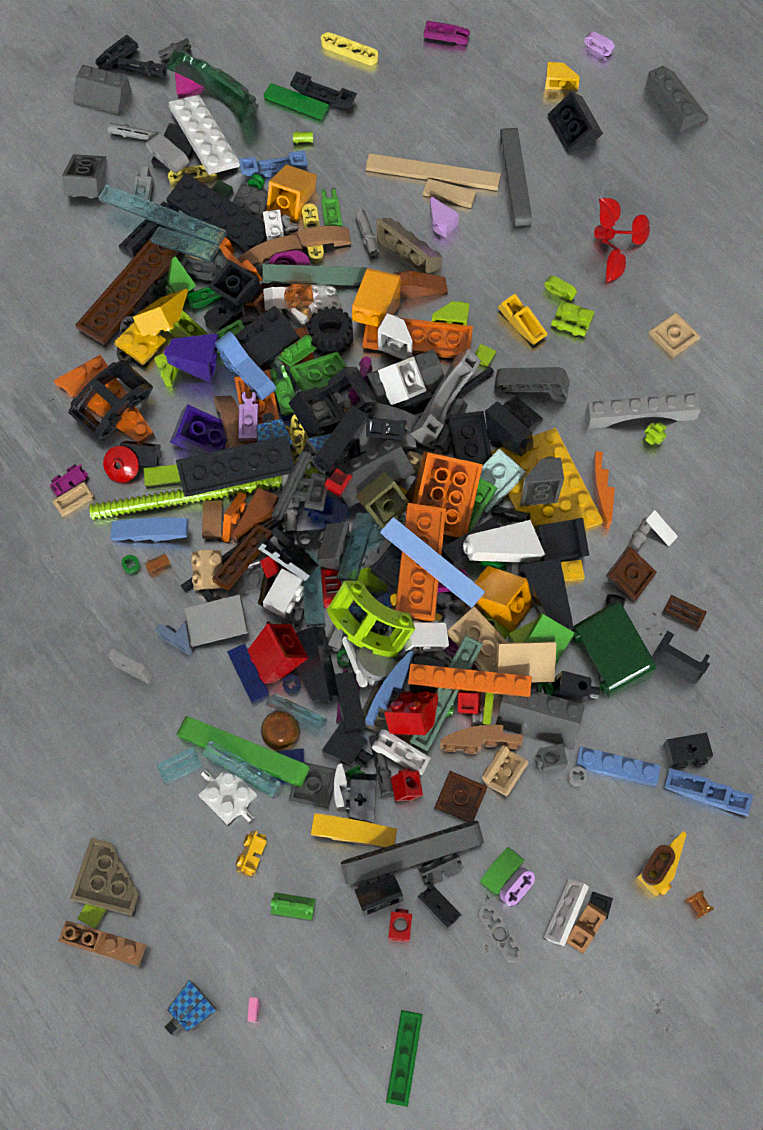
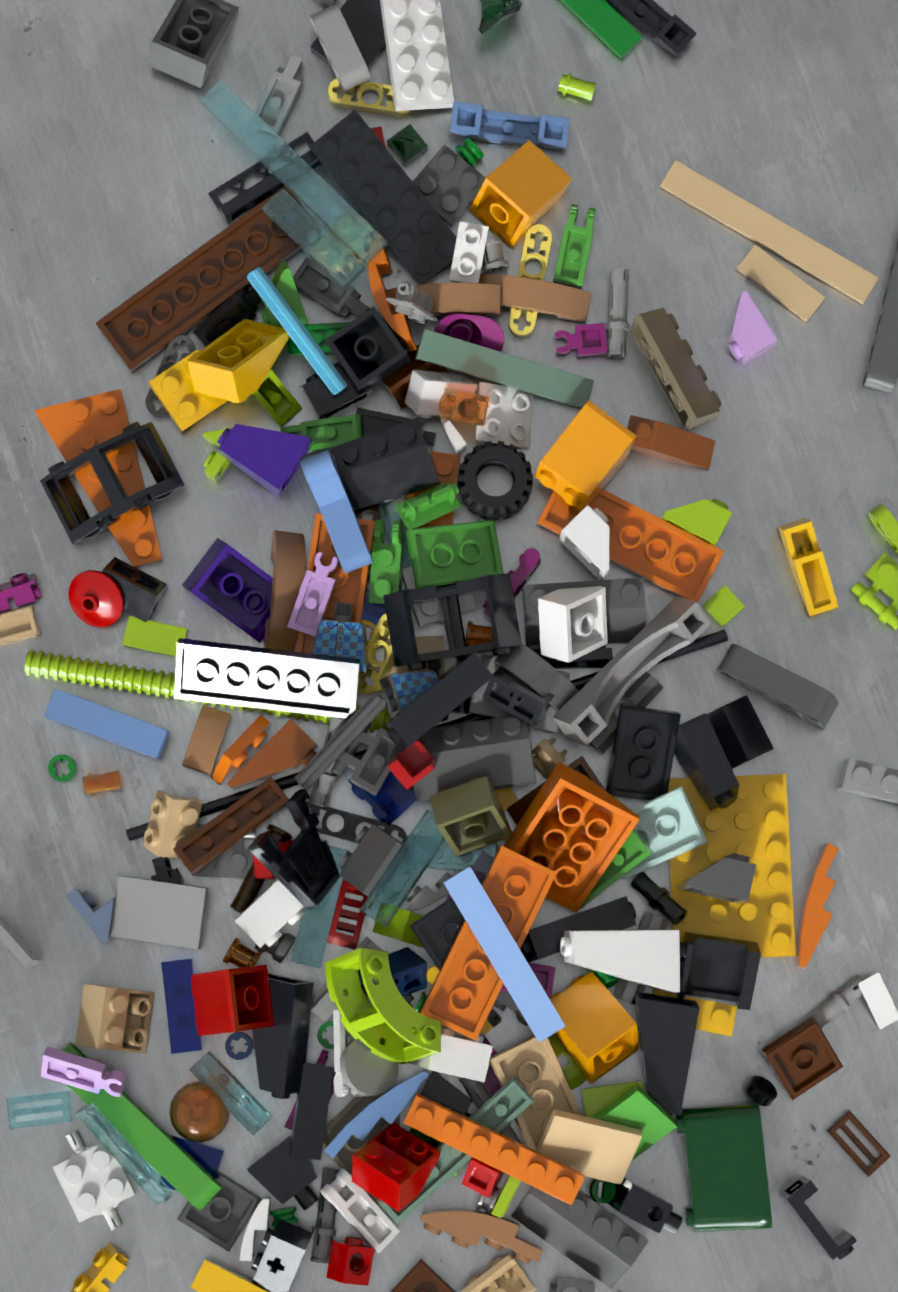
camera: 15 degrees right, 15 degrees up
(190, 286) = (296, 331): none -> medium azure axle
(196, 725) = (81, 1072): none -> lavender plate
(208, 692) = (114, 1018): none -> tan slope
(250, 251) = (413, 302): none -> light grey hinge
(354, 250) = (588, 340): none -> magenta plate

